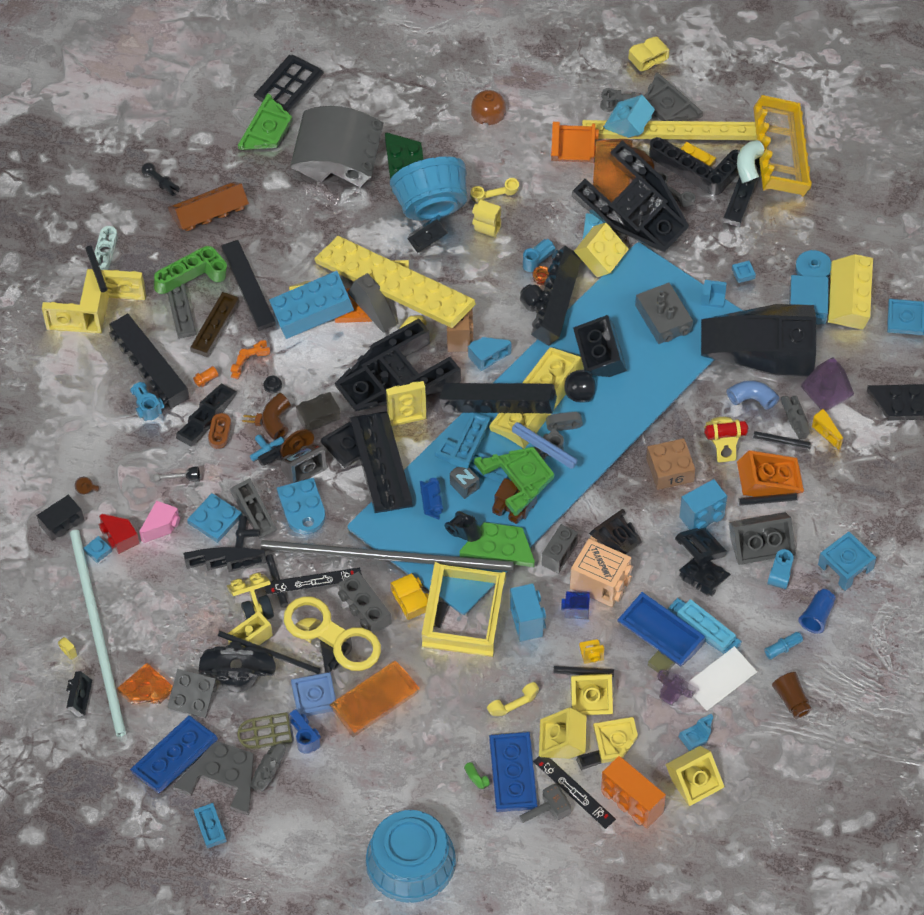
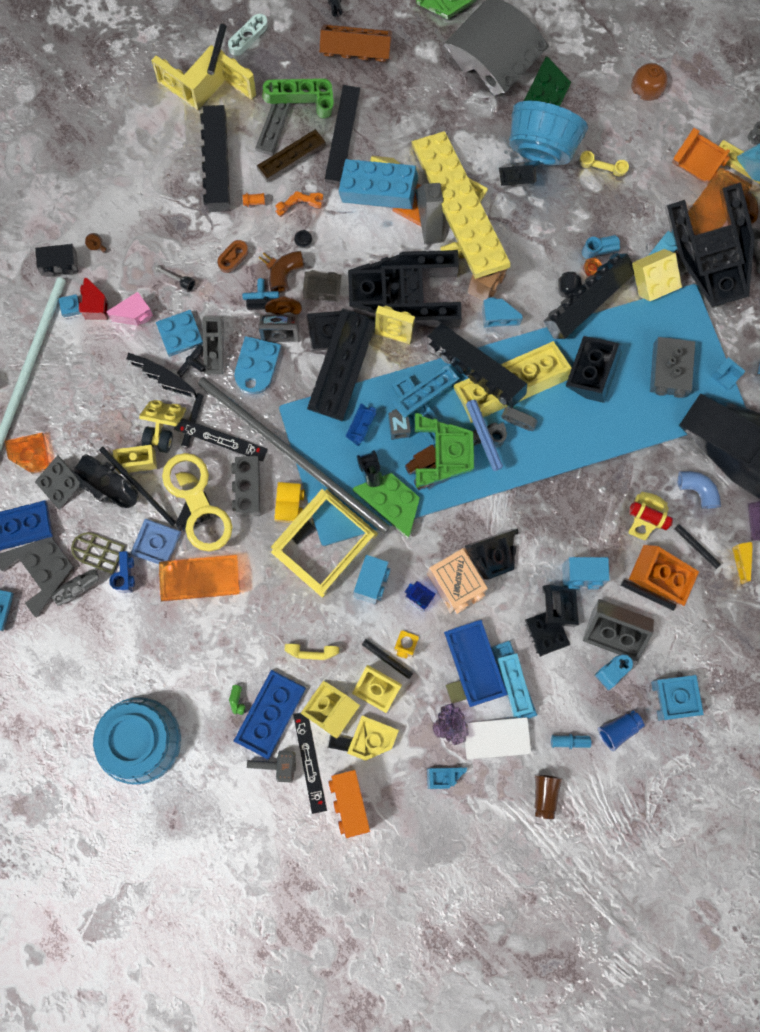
camera: 25 degrees right, 20 degrees up
(146, 400) = (190, 193): dark azure connector -> none
(201, 419) = (239, 229): black slope -> none
(487, 218) = (578, 187): light yellow brick -> none
(559, 548) = (439, 535): dark grey brick -> none
(580, 386) = (553, 395): black helmet -> none
(670, 464) = (585, 512): medium nougat brick -> none
(695, 775) = (415, 816): light yellow slope -> none
(796, 416) = (724, 532): dark grey hinge -> none

